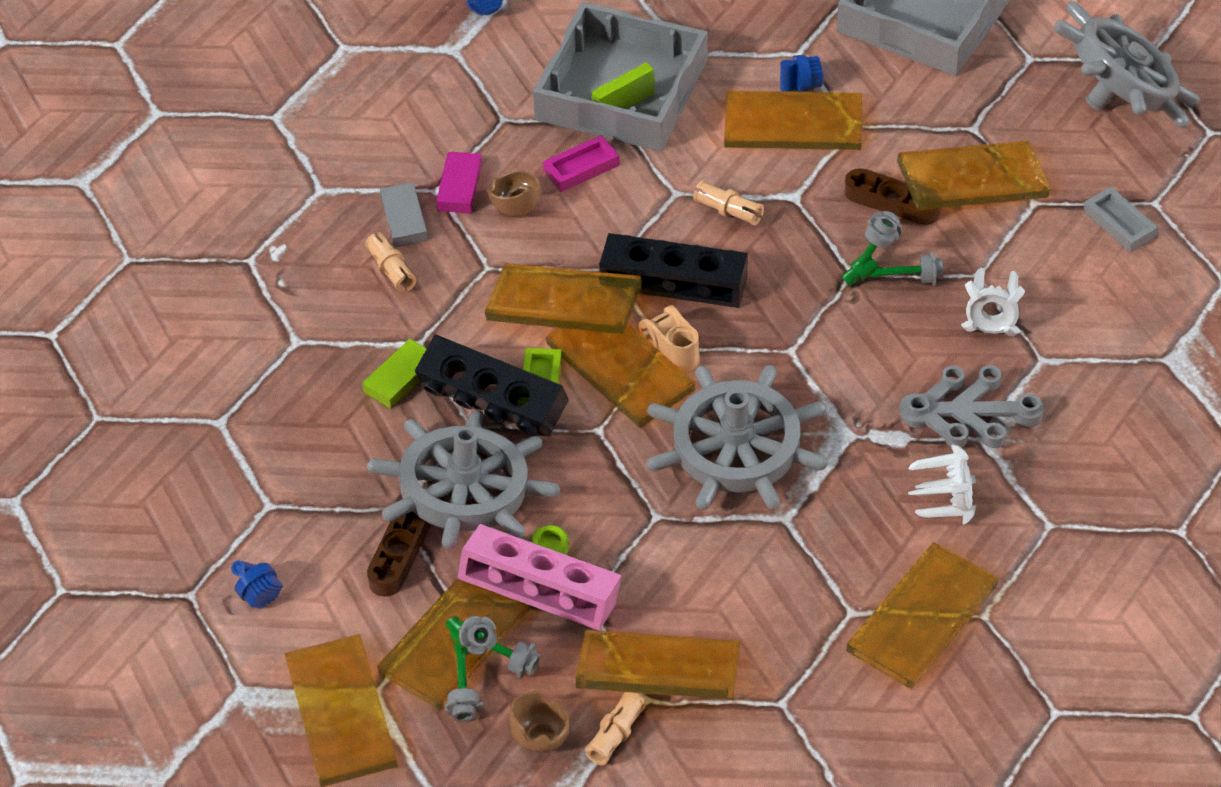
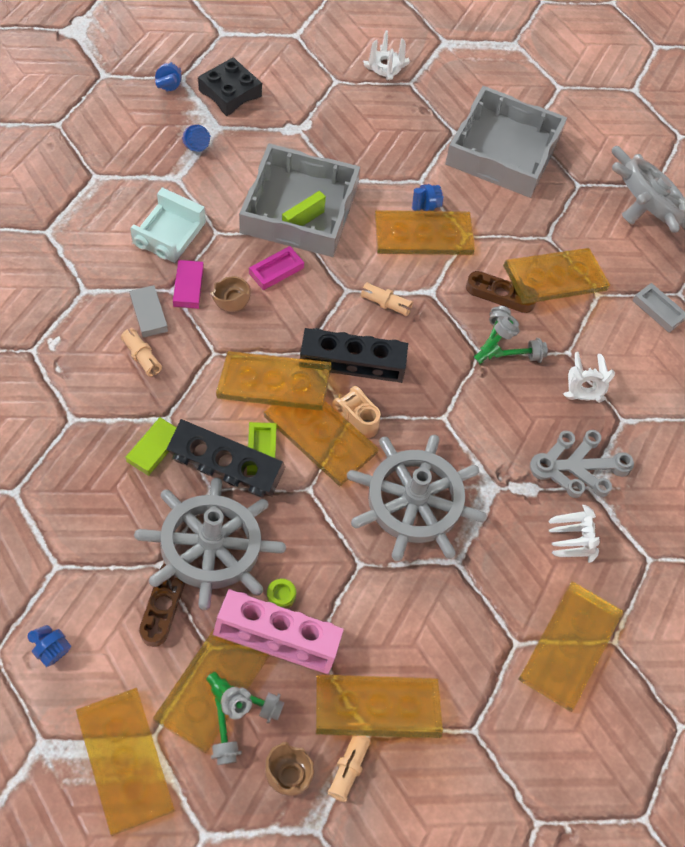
camera: 15 degrees left, 10 degrees up
(439, 109) = (169, 226): none -> light aqua panel

